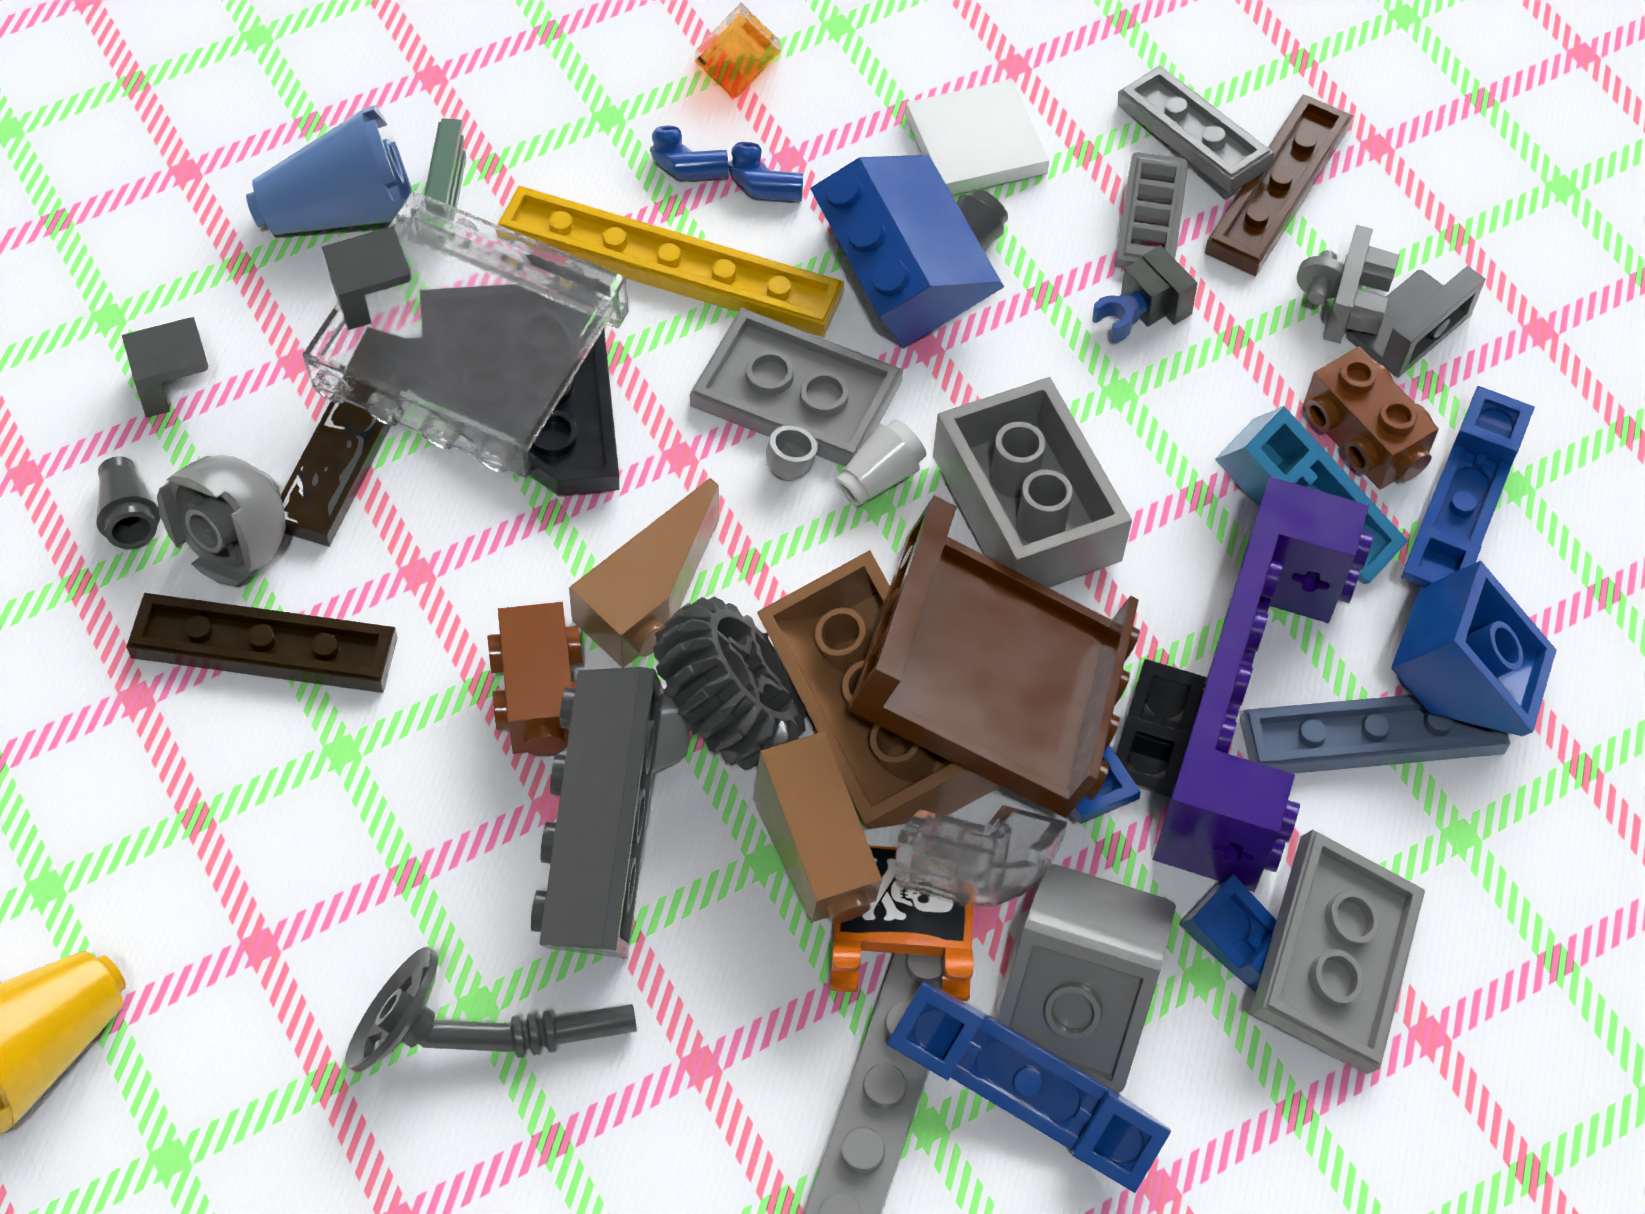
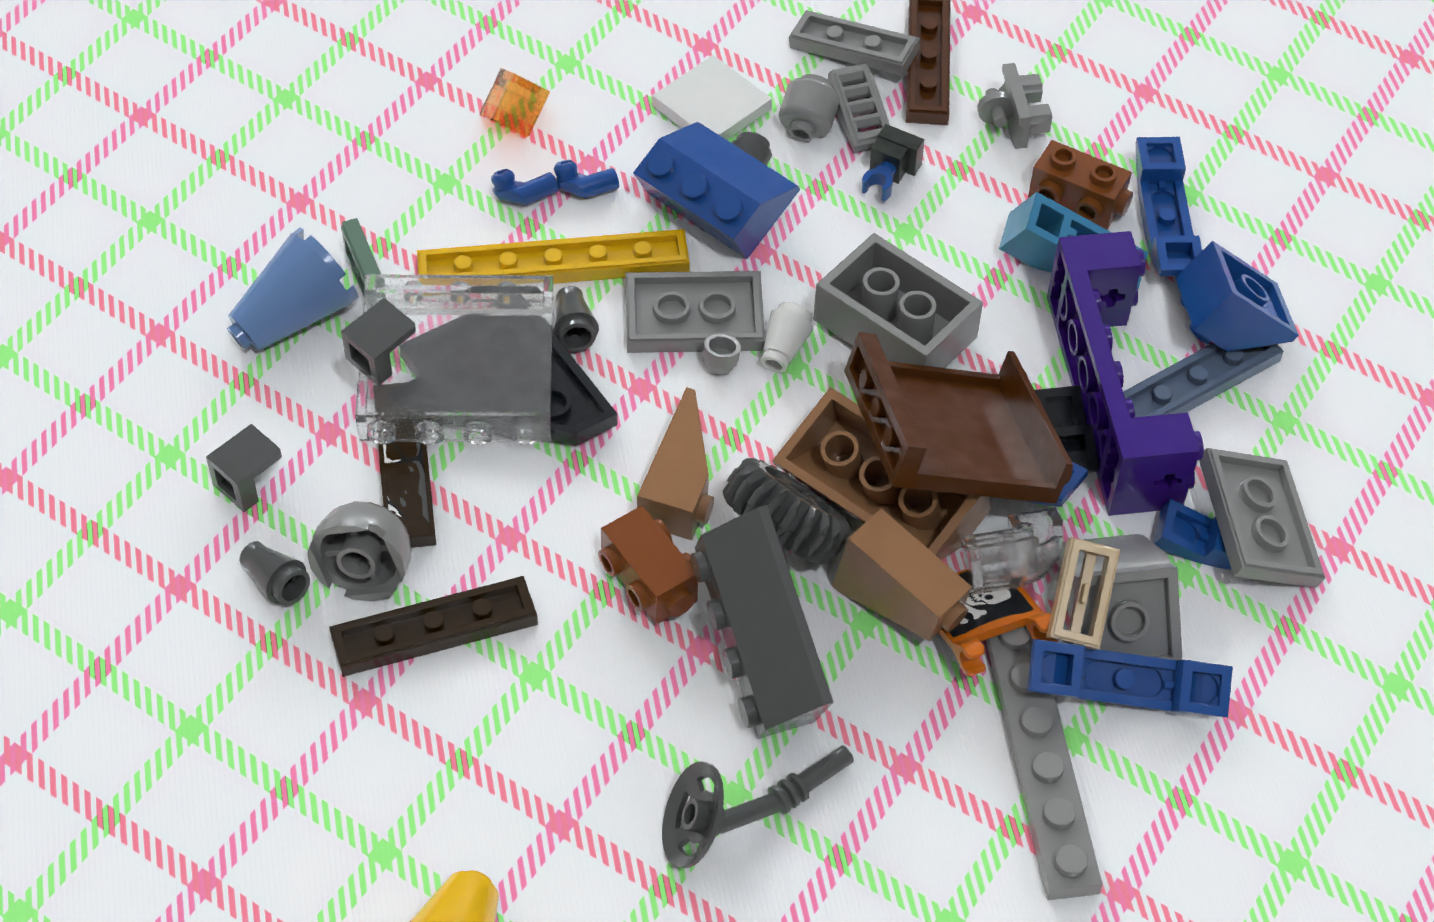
camera: 25 degrees left, 5 degrees down
(642, 343) = (574, 321): none -> dark grey cone
(1052, 903) = (1063, 590): none -> tan tile
(1085, 188) = (809, 107): none -> light grey head
(1419, 318) = (1070, 109): panel -> none

